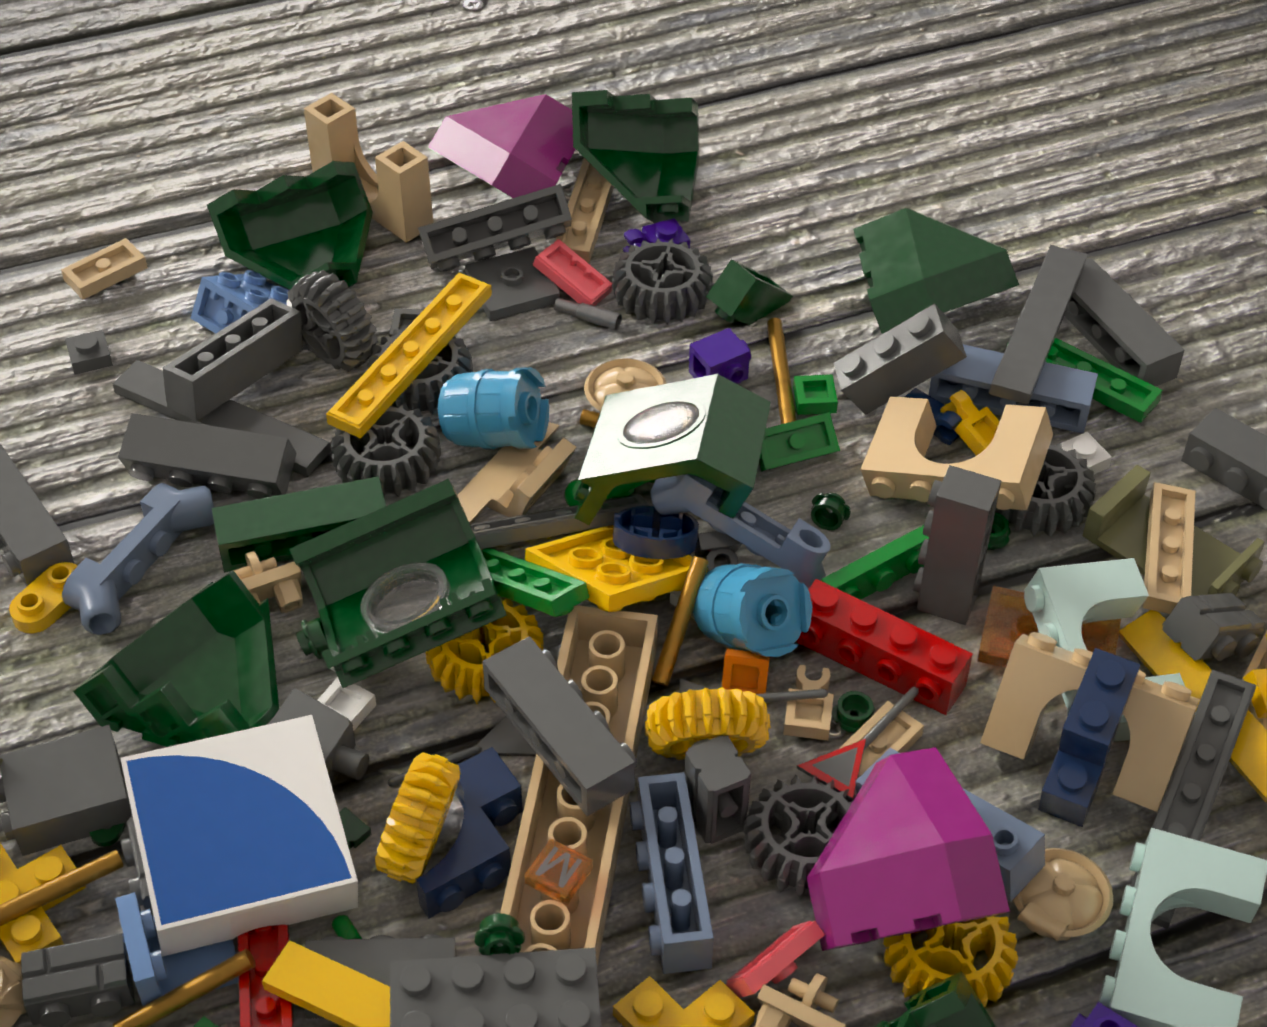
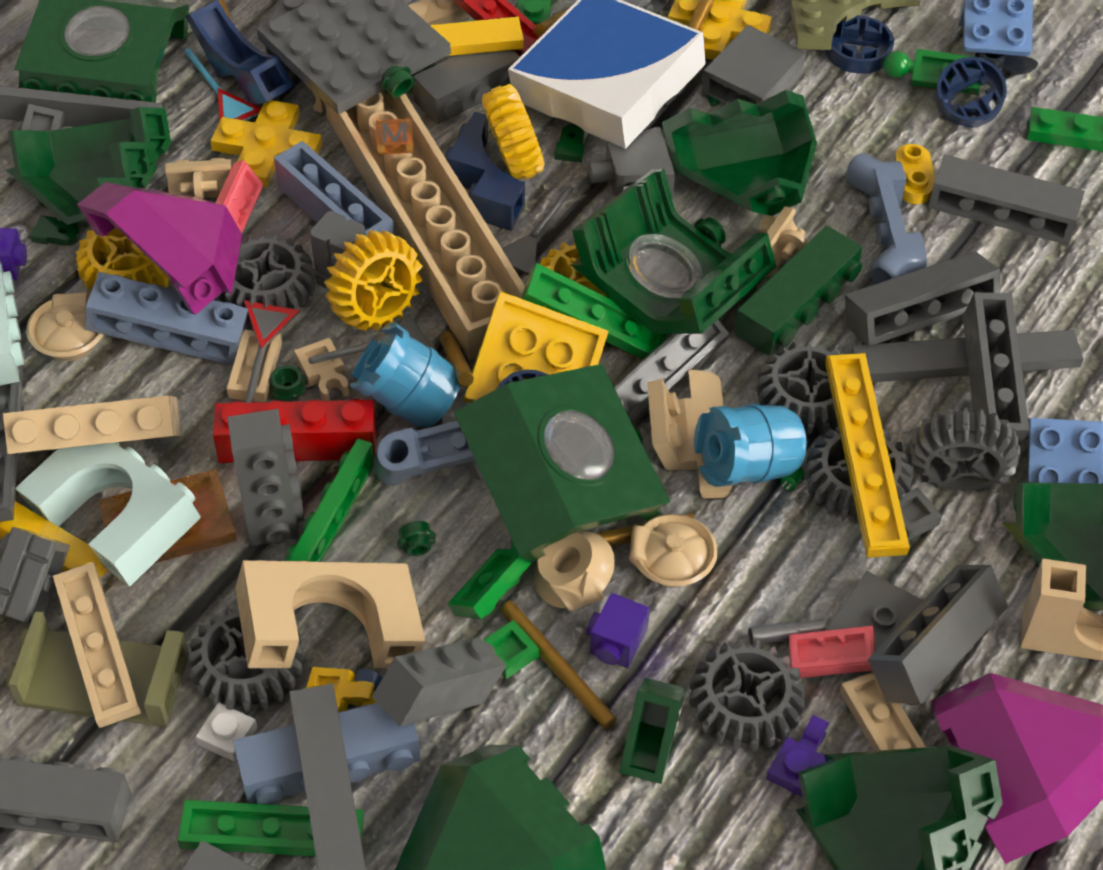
camera: 145 degrees right, 5 degrees up
(560, 725) = (465, 203): dark grey brick -> none
(1088, 737) = (82, 379): dark blue arch -> none

